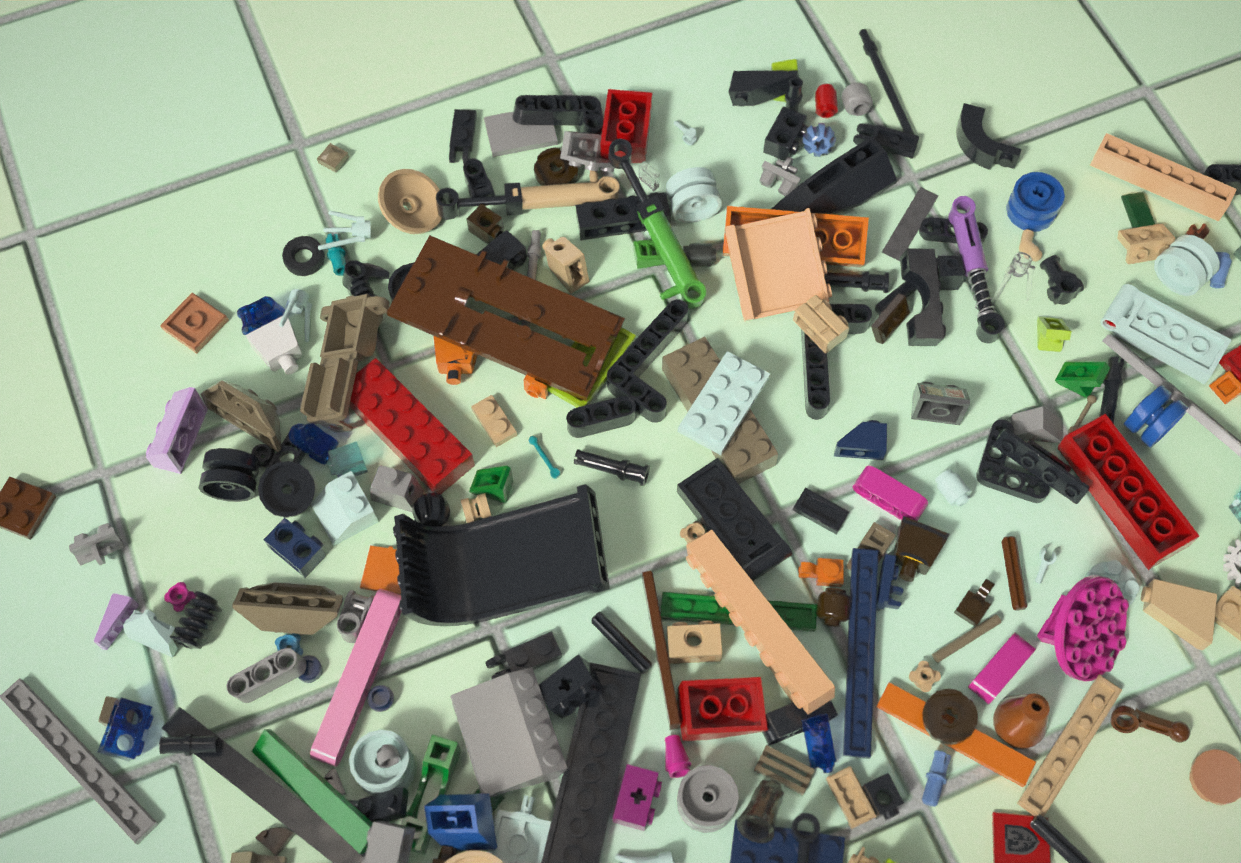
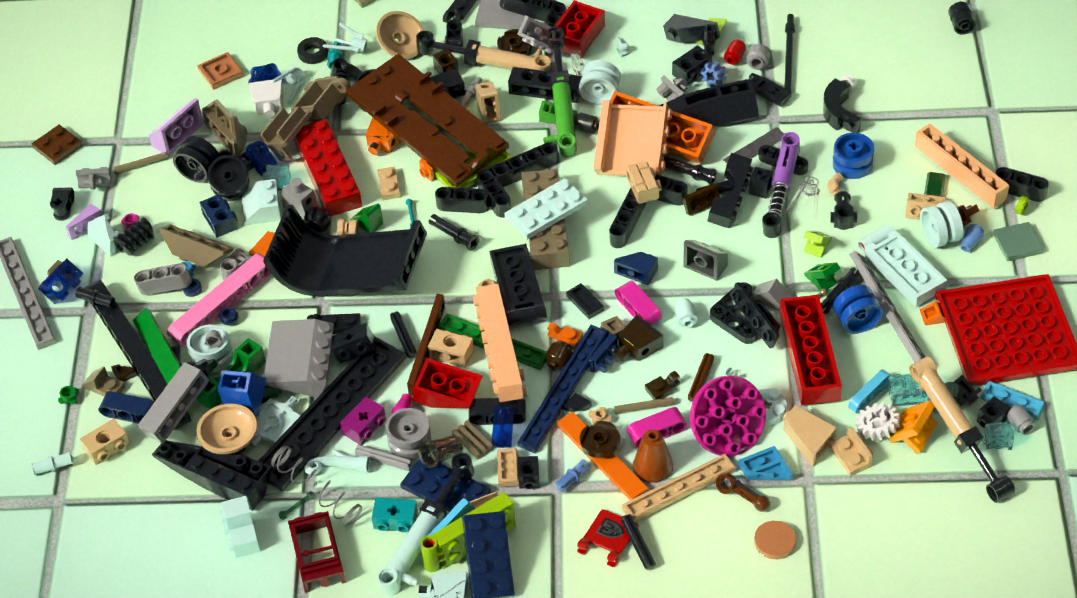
camera: 25 degrees right, 15 degrees down
(68, 599) = (62, 202): none -> black piece
(149, 498) = (141, 162): none -> dark tan bar
(680, 842) = (383, 457): none -> light grey axle
(886, 666) = (577, 403): none -> black tile
(977, 97) = (853, 83): none -> white plate
(1155, 674) = (765, 466): none -> dark azure wing
(1218, 523) = (869, 391): none -> medium azure beam

